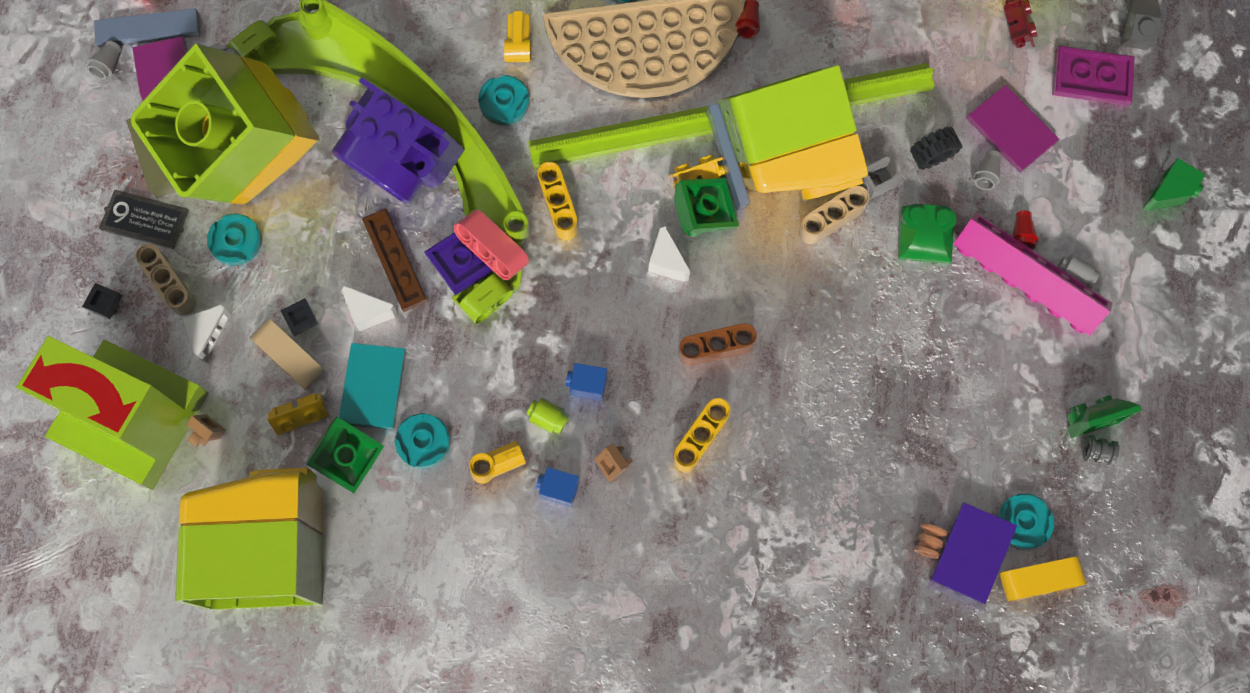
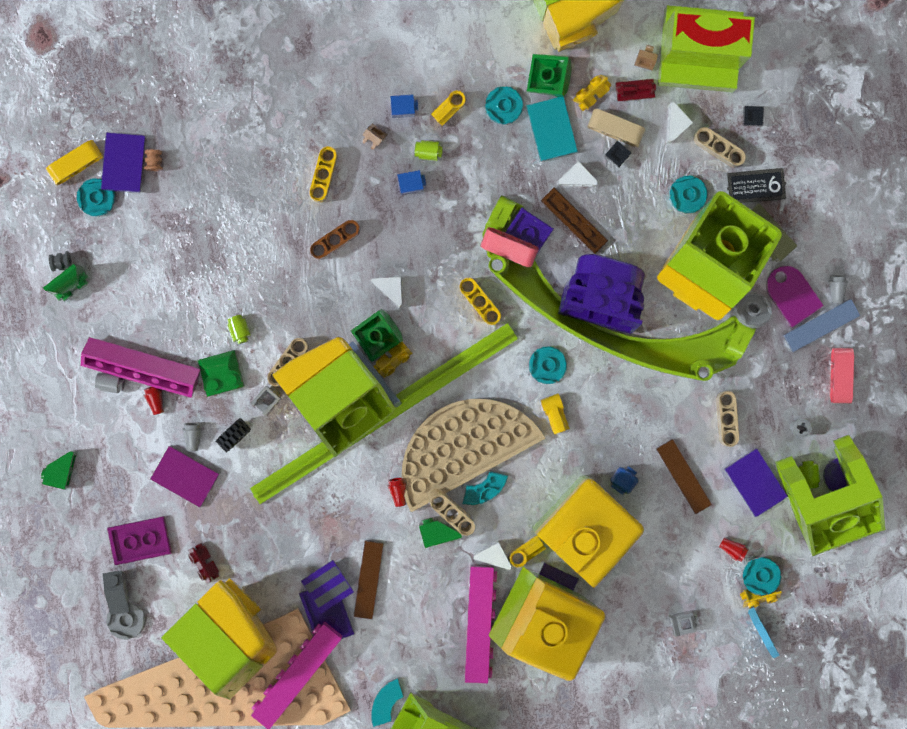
camera: 160 degrees right, 15 degrees up
(238, 395) = (635, 90): none -> dark red hinge
(884, 278) = (238, 329): none -> lime brick

